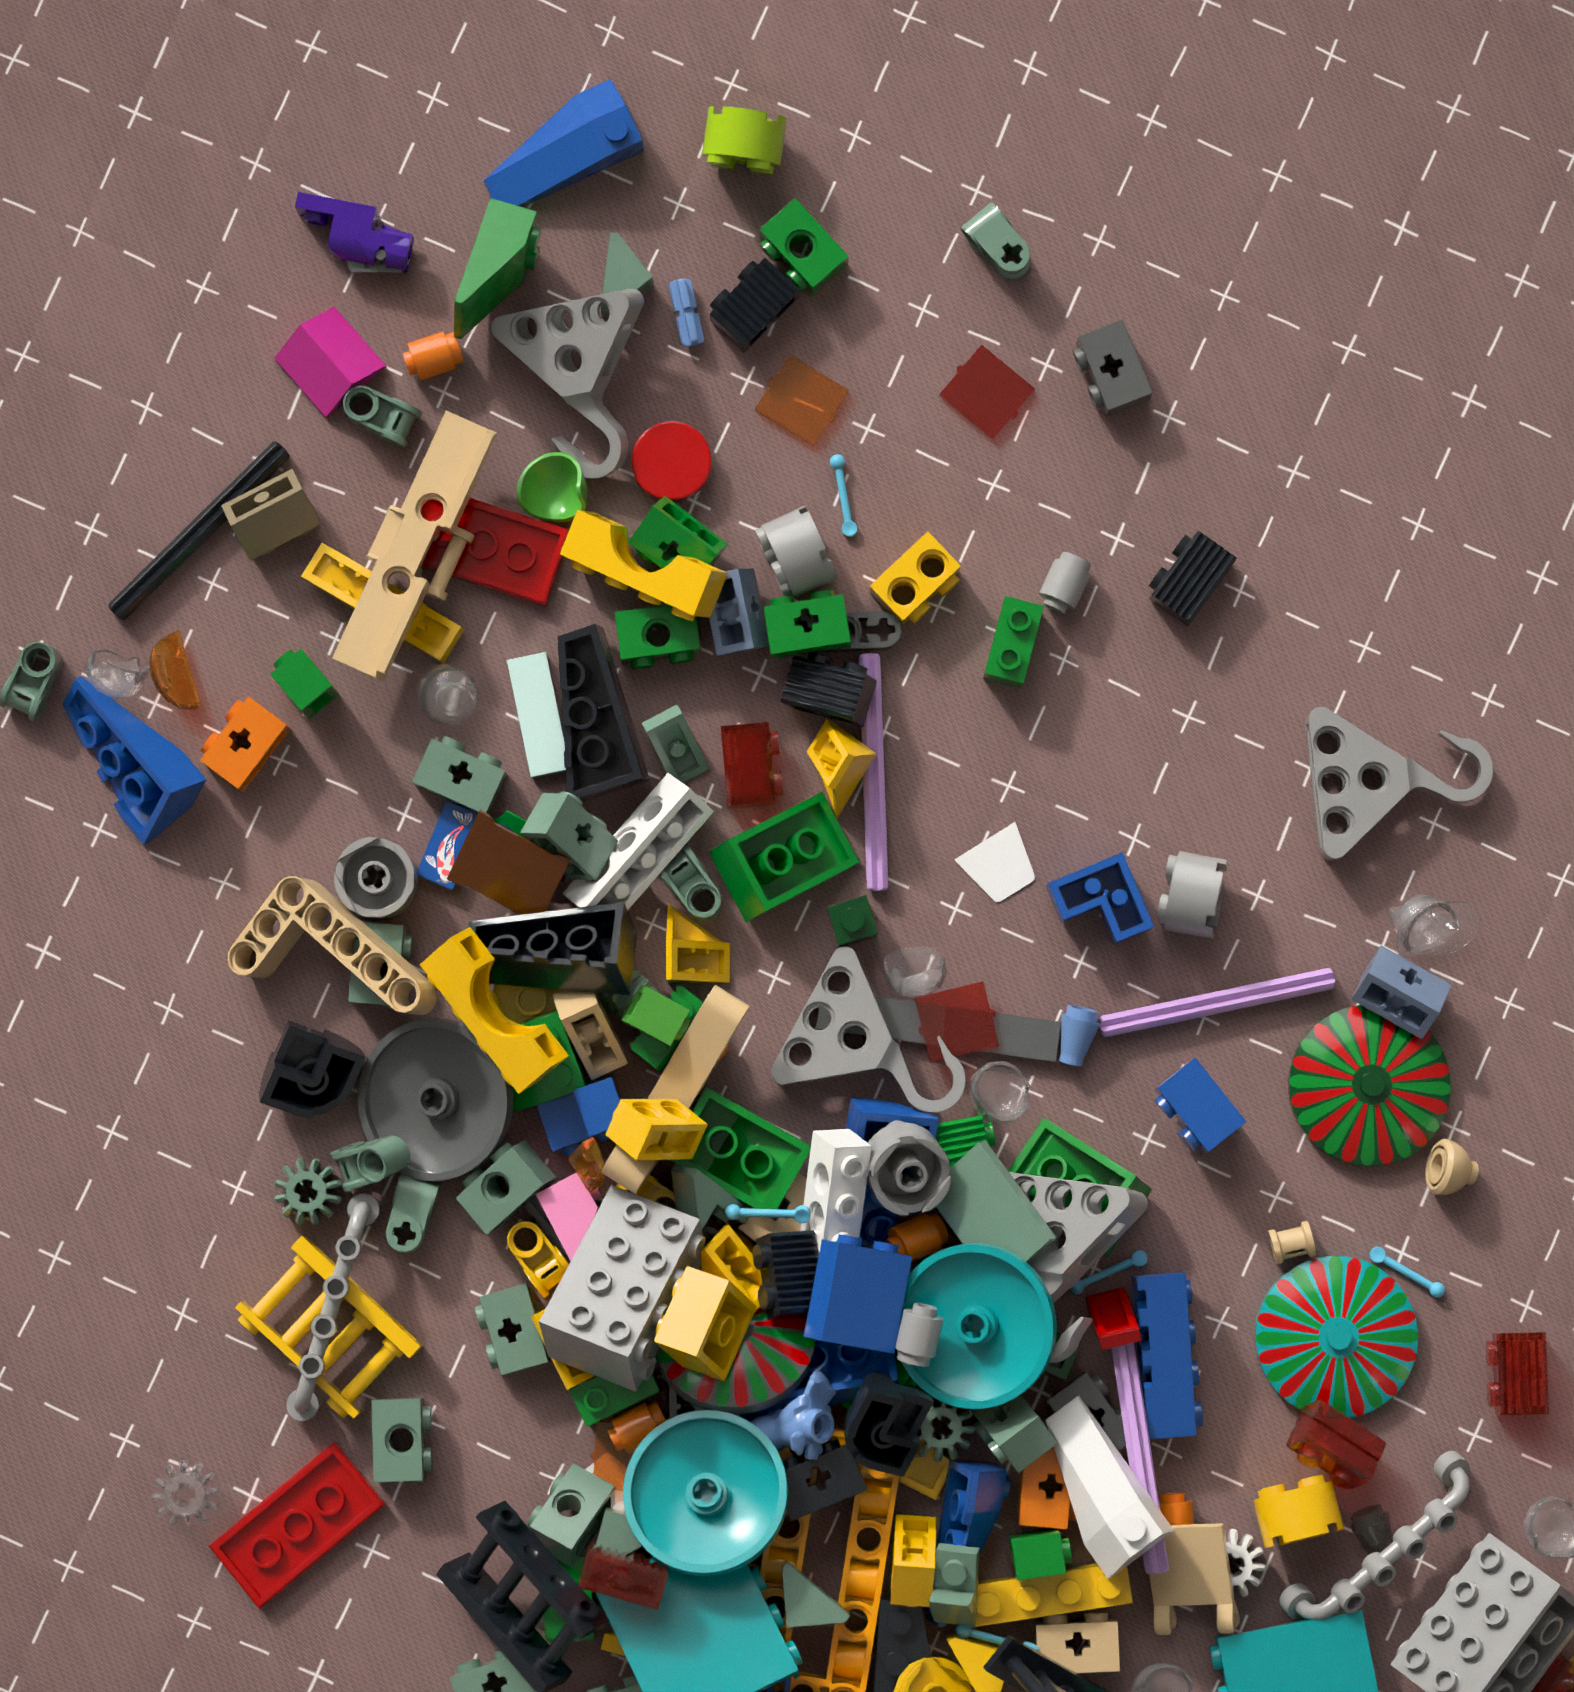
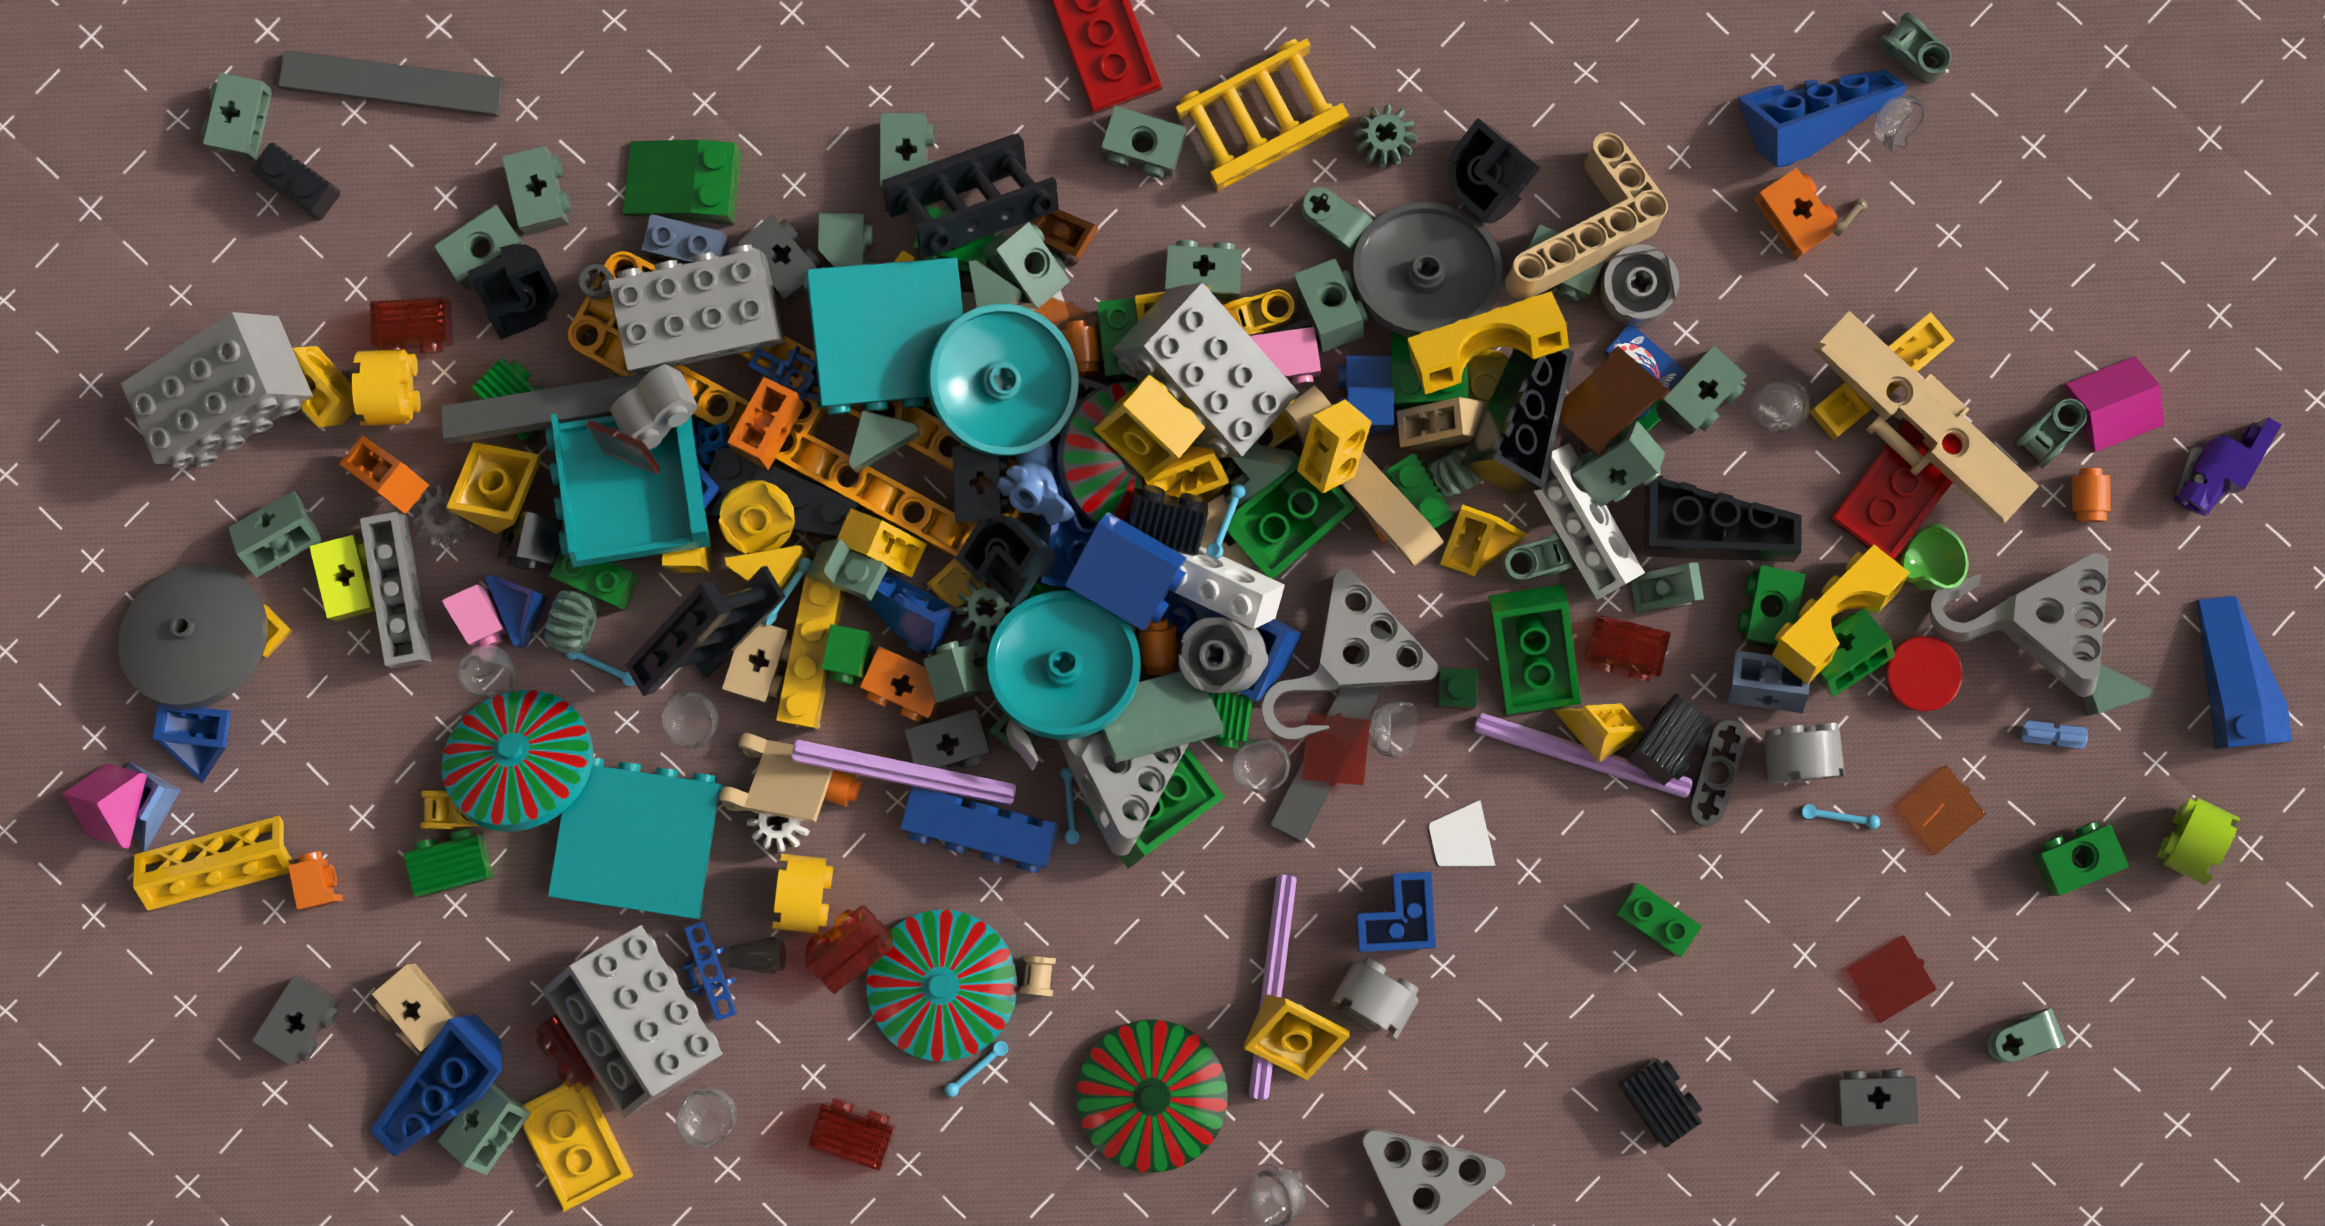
camera: 115 degrees right, 0 degrees up
(172, 672) = (1881, 172): clear orange tile -> none
(196, 532) = (2001, 238): black axle -> none
(213, 683) = (1859, 206): none -> dark tan hinge
(271, 515) = (1994, 303): dark tan brick -> none
(303, 682) = (1834, 280): green brick -> none
(304, 1402) = (1204, 72): light grey bar -> none
(371, 1161) = (1392, 198): sand green piece -> none
(497, 263) = (2157, 575): slope -> none
(525, 1483) = (1066, 234): none -> dark orange slope
(538, 714) = (1737, 477): light aqua tile -> none
(588, 1164) = (1326, 379): clear orange tile -> none
(623, 1576) = (956, 281): clear red brick -> none
(657, 1016) = (1433, 483): bright green brick -> none
(753, 303) = (2043, 796): black brick -> none
(791, 640) = (1727, 720): green brick -> none
(908, 573) = (1752, 848): yellow brick -> none
(919, 1335) = (1073, 612): light grey brick -> none
(1065, 583) = (1694, 986): light grey brick -> none
(1077, 1033) = (1289, 853): medium blue cone -> none
(1107, 1498) = (870, 730): white wedge -> none
(1113, 1318) = (1027, 792): red tile -> none
(1200, 1107) = (1186, 934): blue brick -> none
(1261, 963) = (1293, 1037): none -> yellow slope
(1377, 1567) = (742, 981): light grey bar -> none
(1401, 992) = (1224, 1153): sand blue brick -> none
(1421, 1576) = (707, 982): none -> blue piece
(1449, 1168) = (1053, 1139): tan brick -> none

